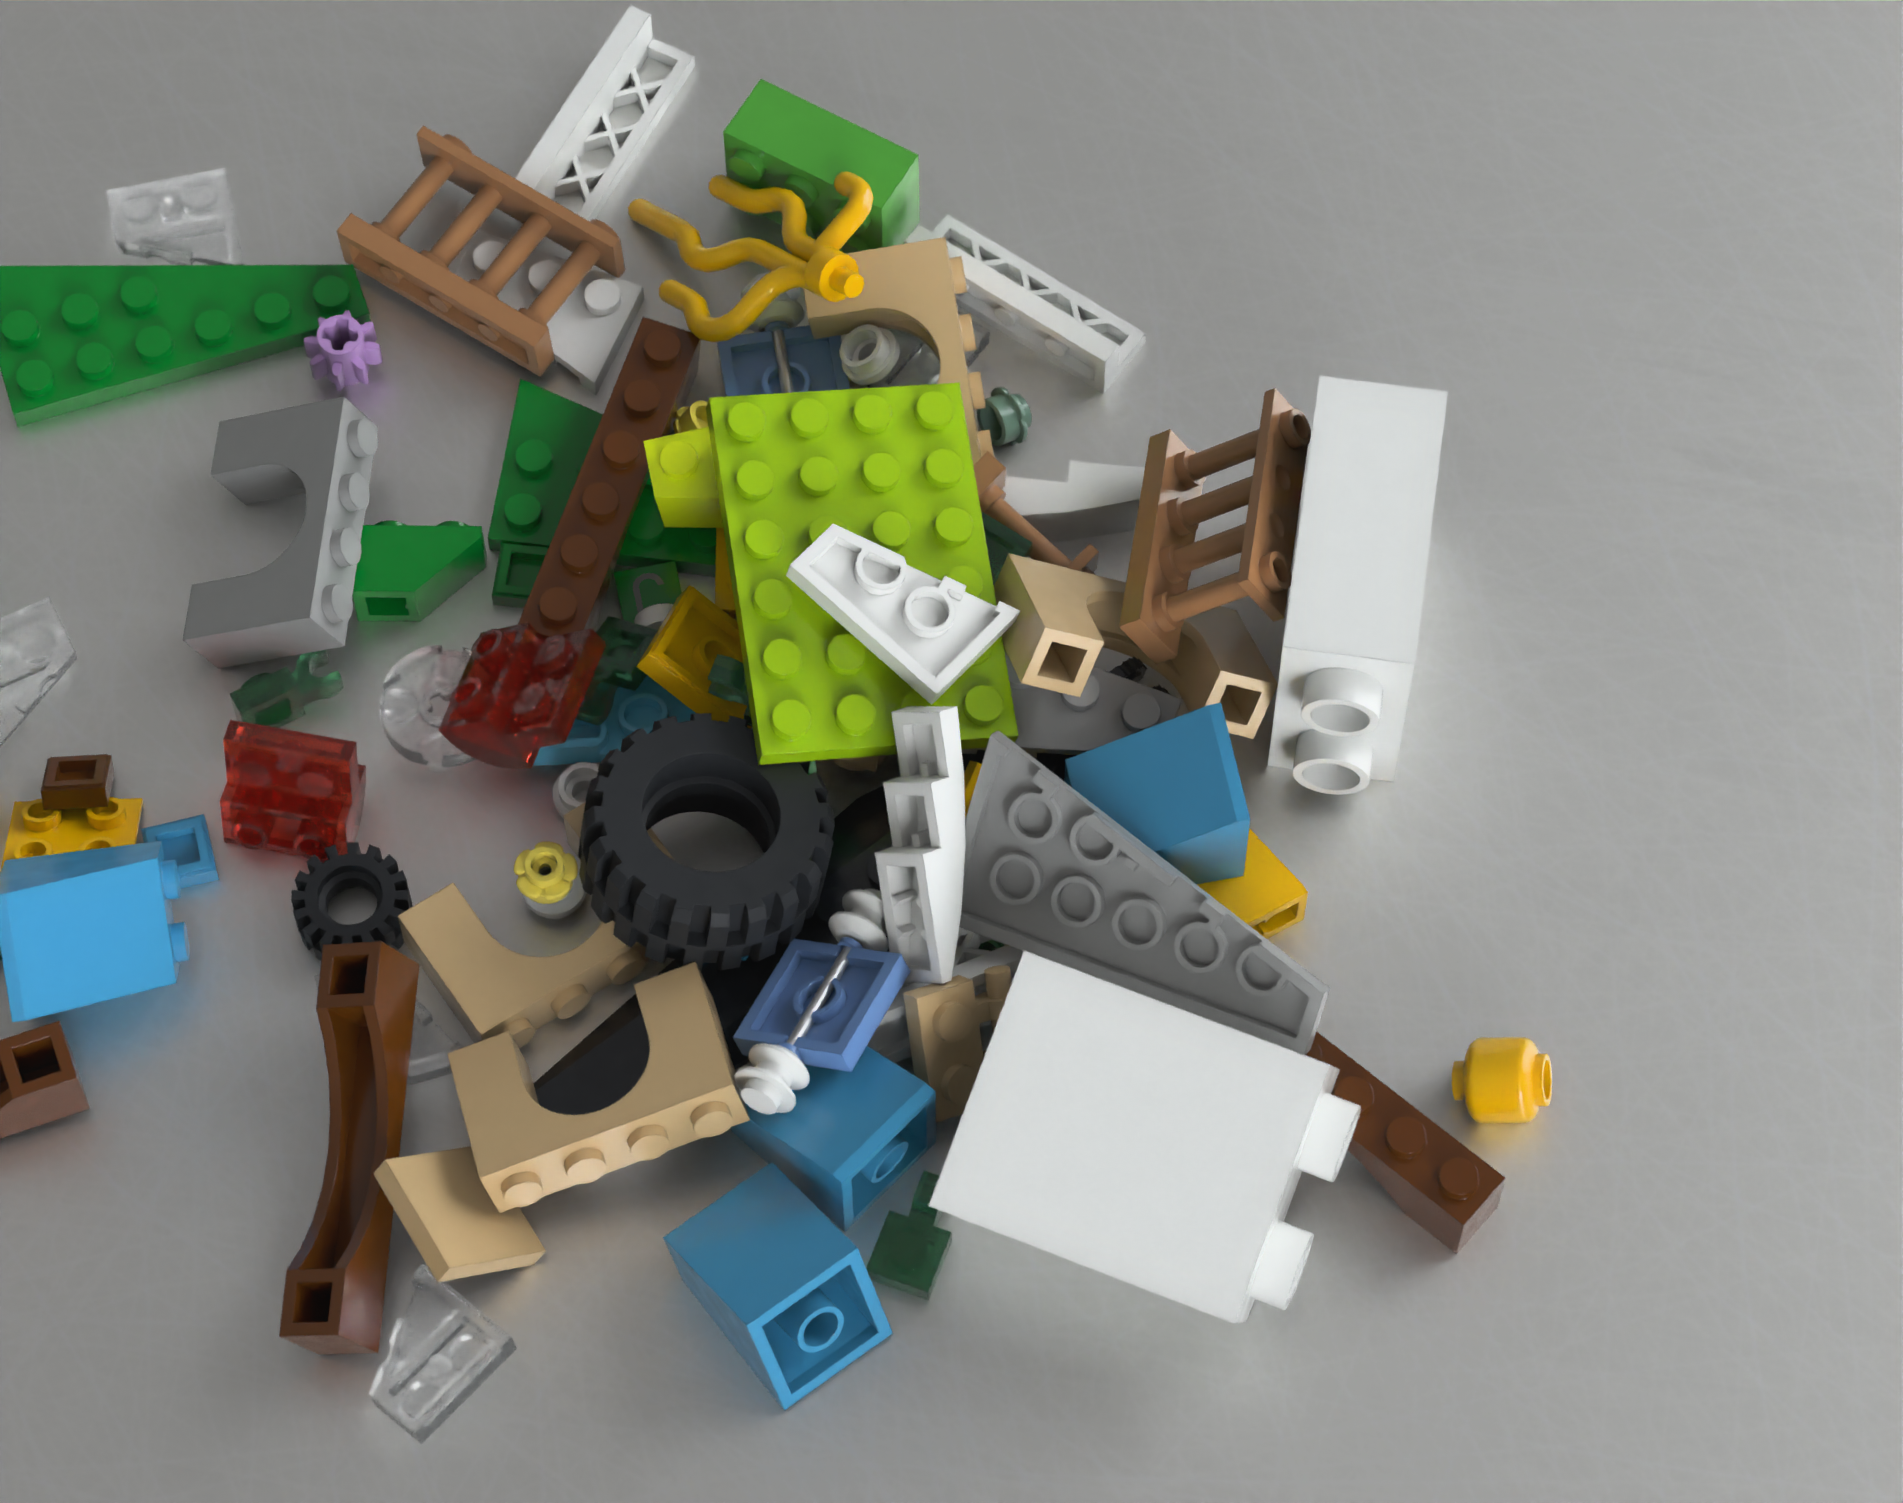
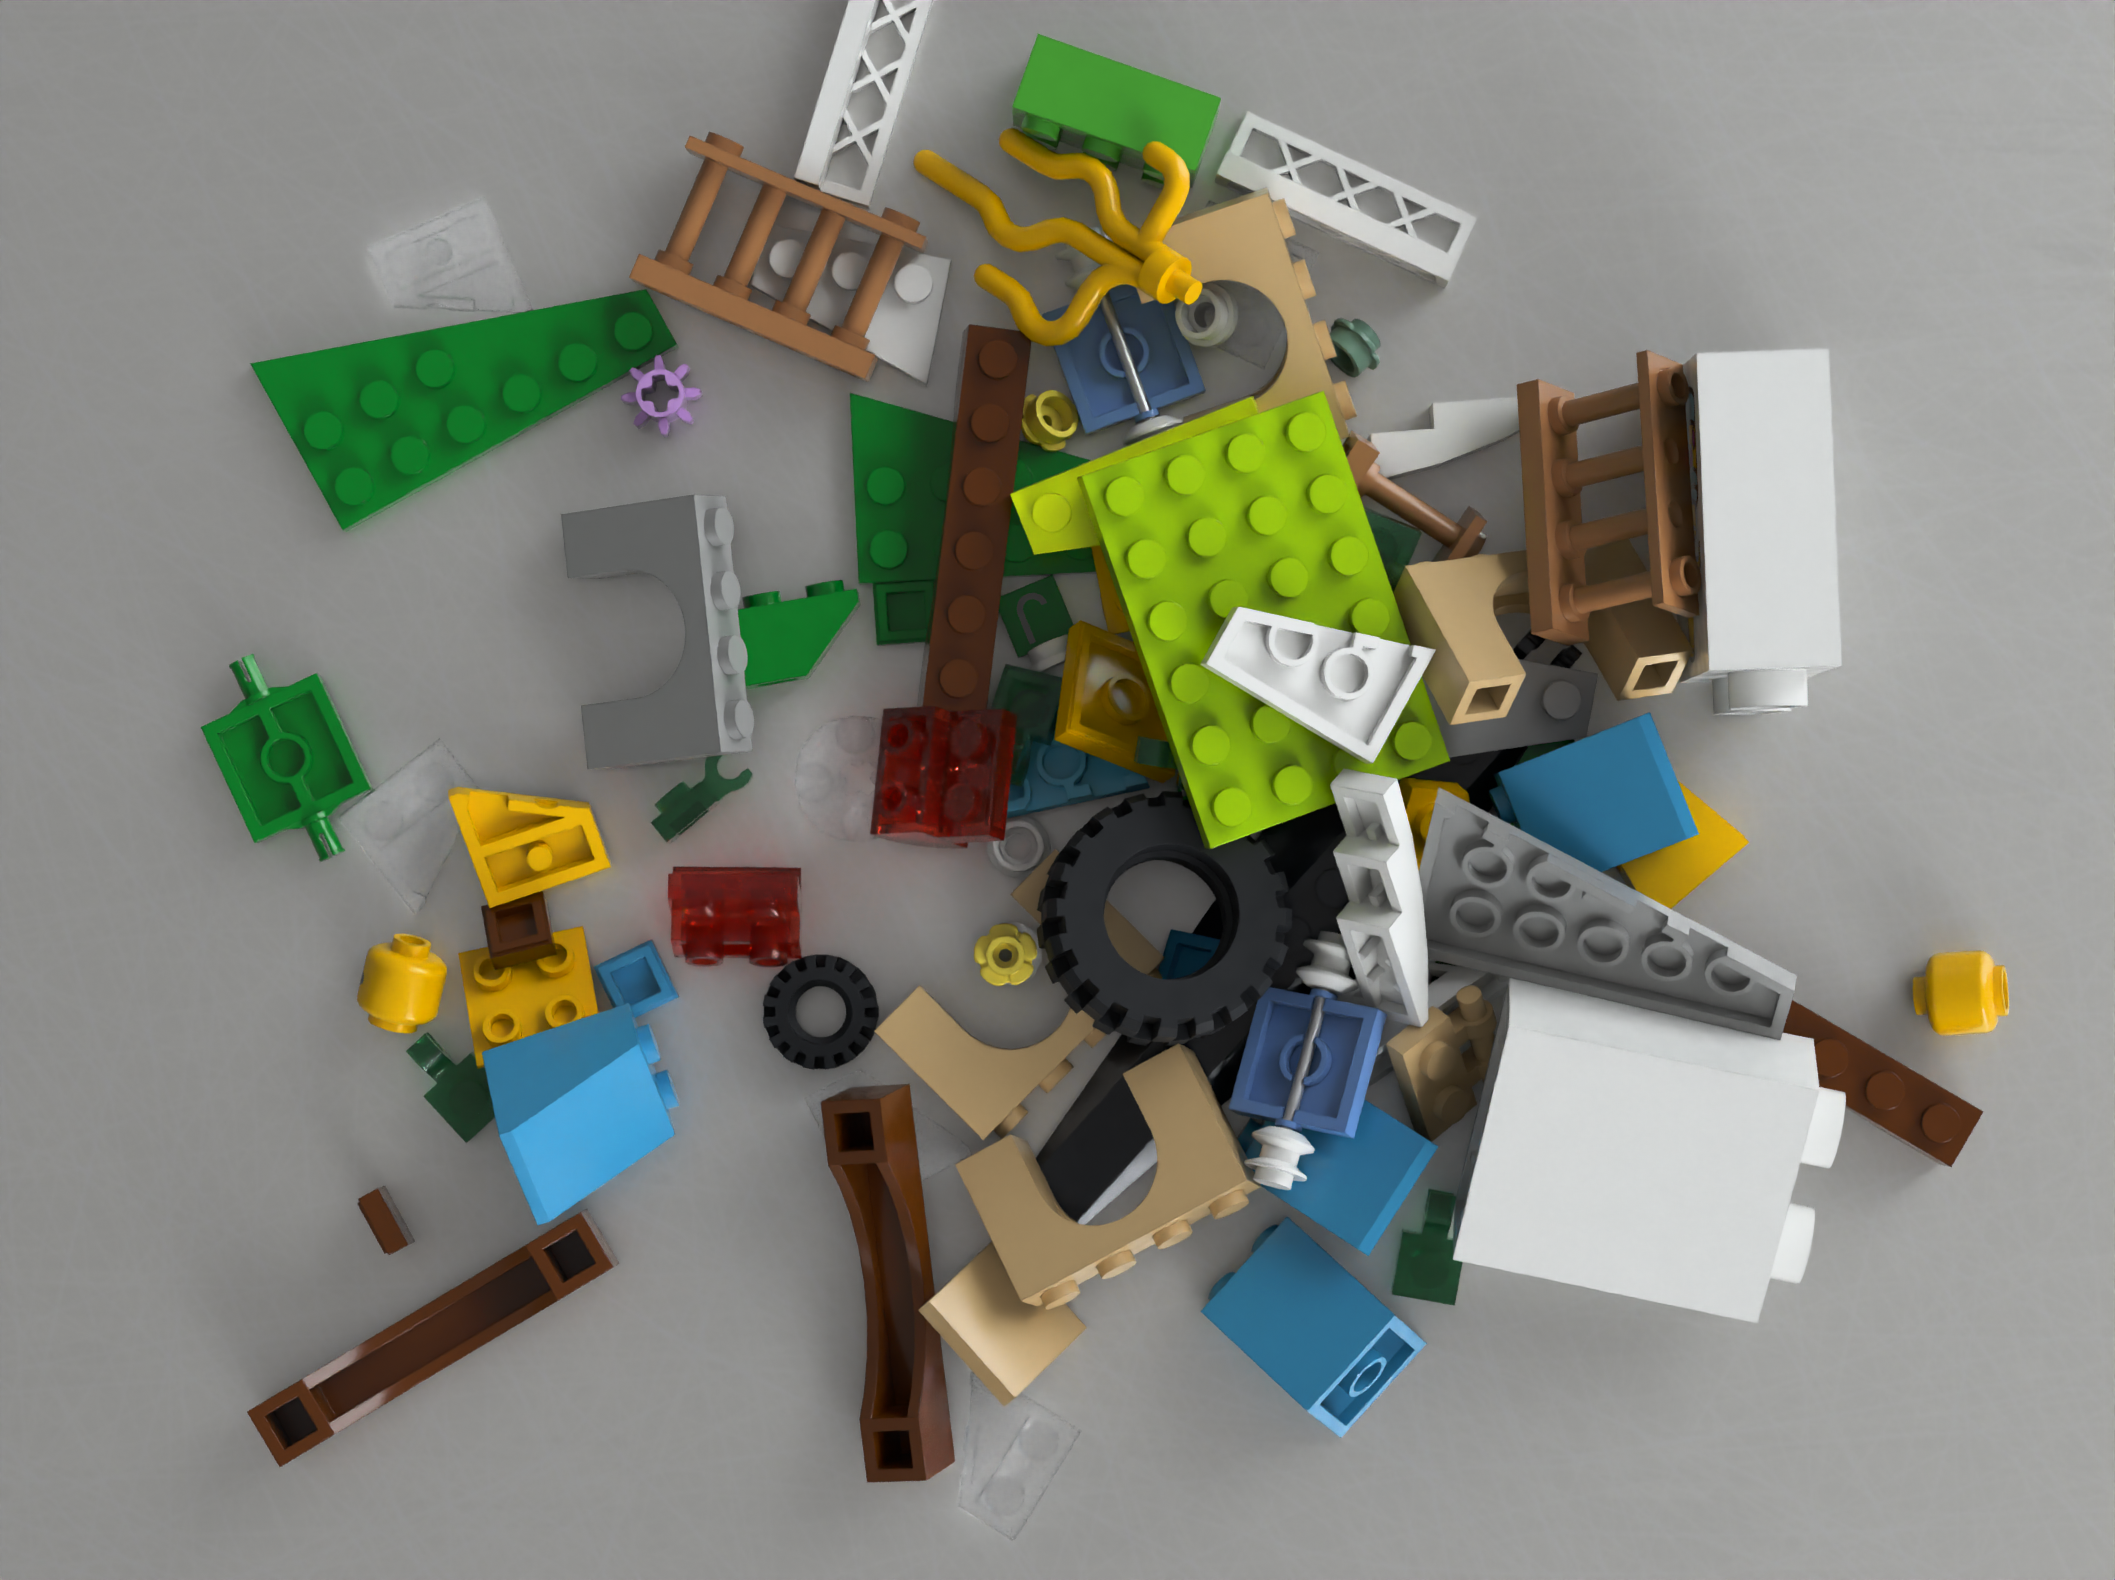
camera: 15 degrees left, 25 degrees up
(107, 704) = (526, 841): none -> yellow wing

